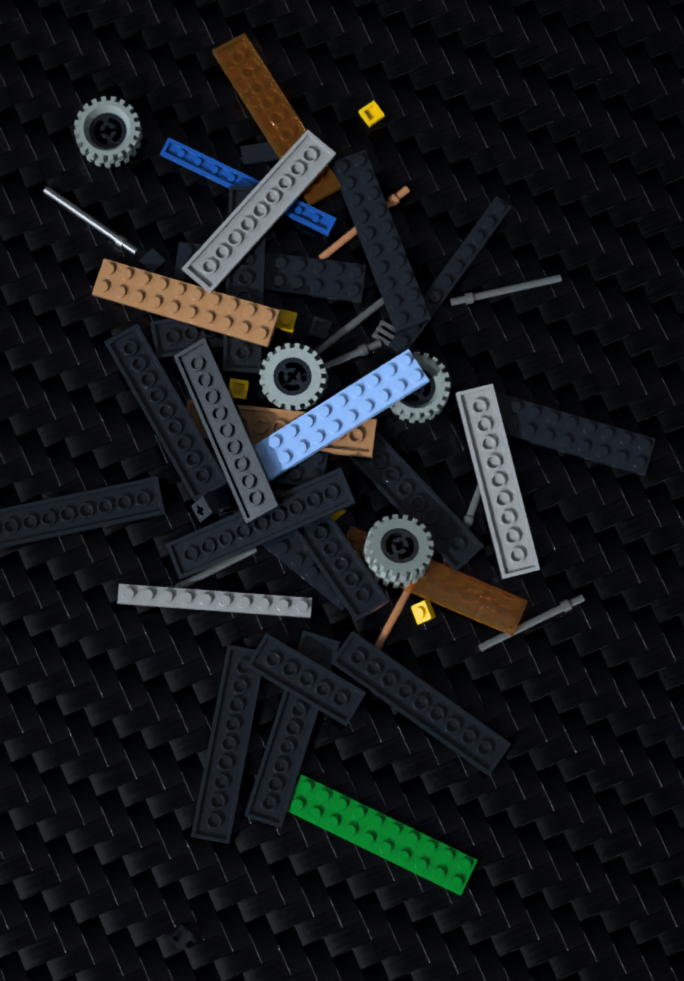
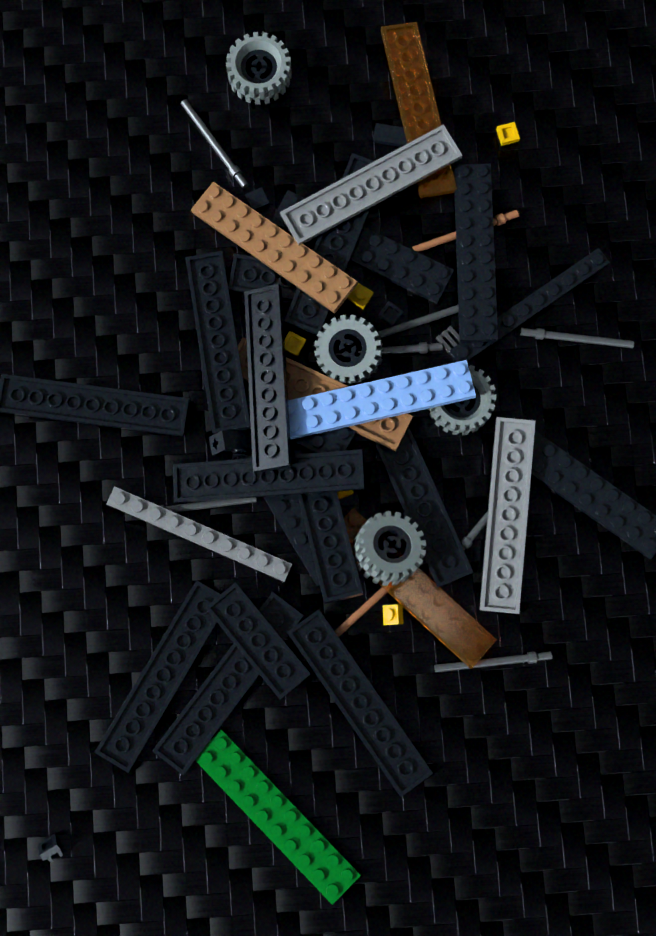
camera: 20 degrees right, 0 degrees up
(228, 177) = (351, 143): blue plate -> none

